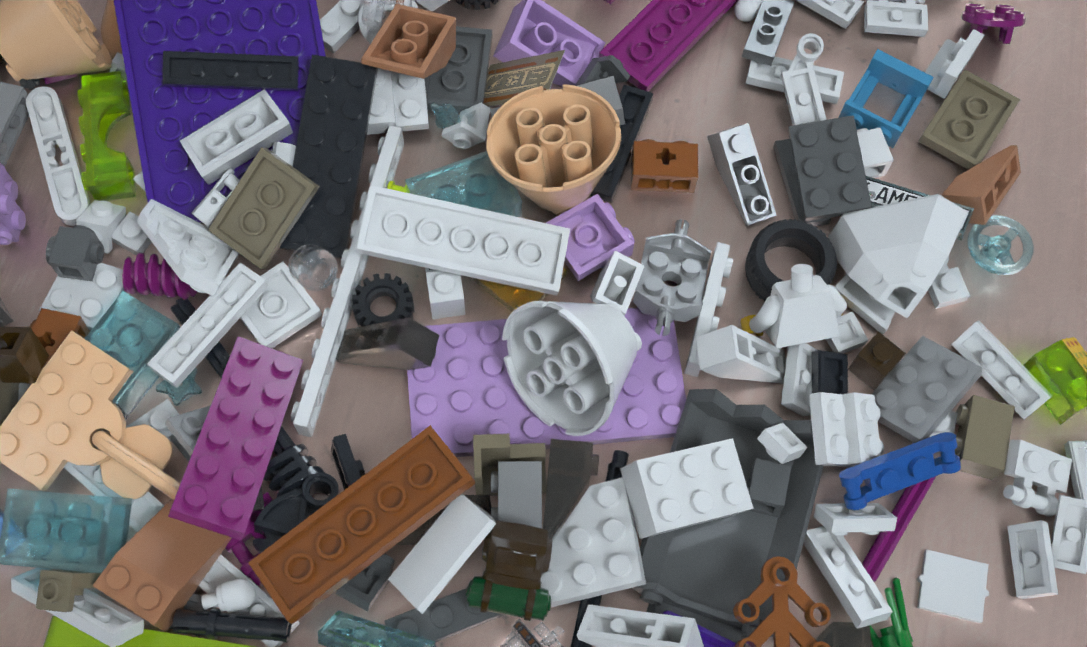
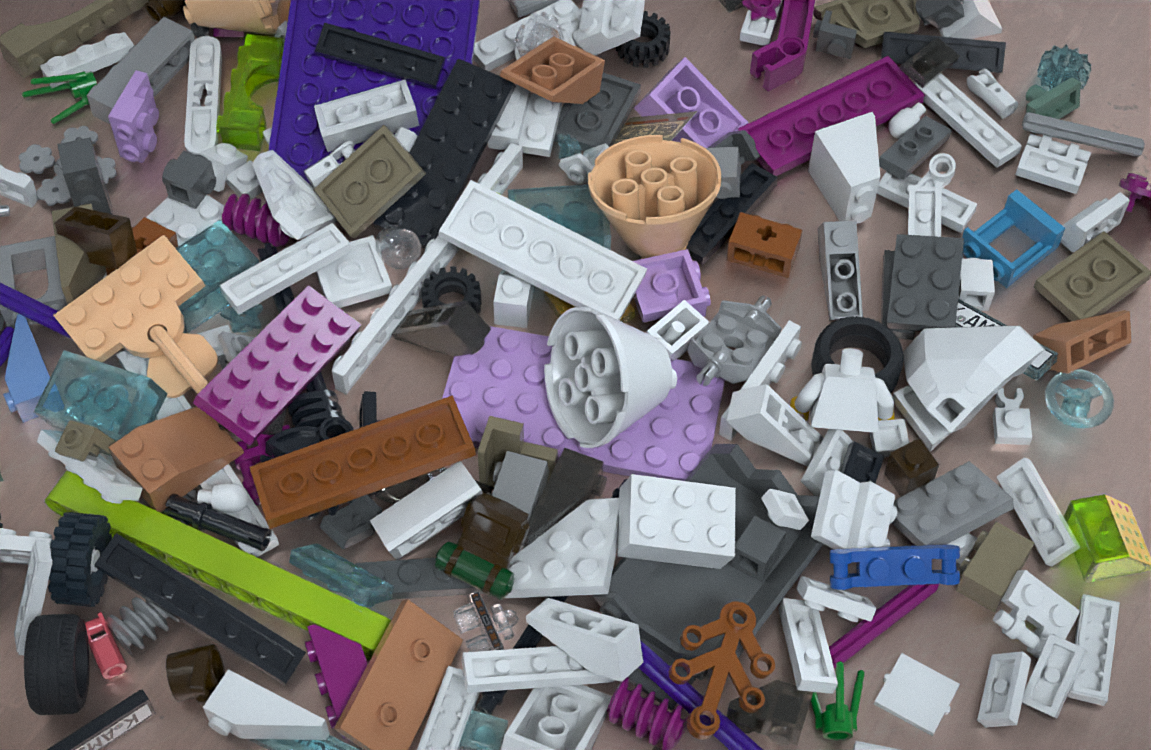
camera: 20 degrees right, 10 degrees down
(719, 68) = (847, 167): none -> white slope

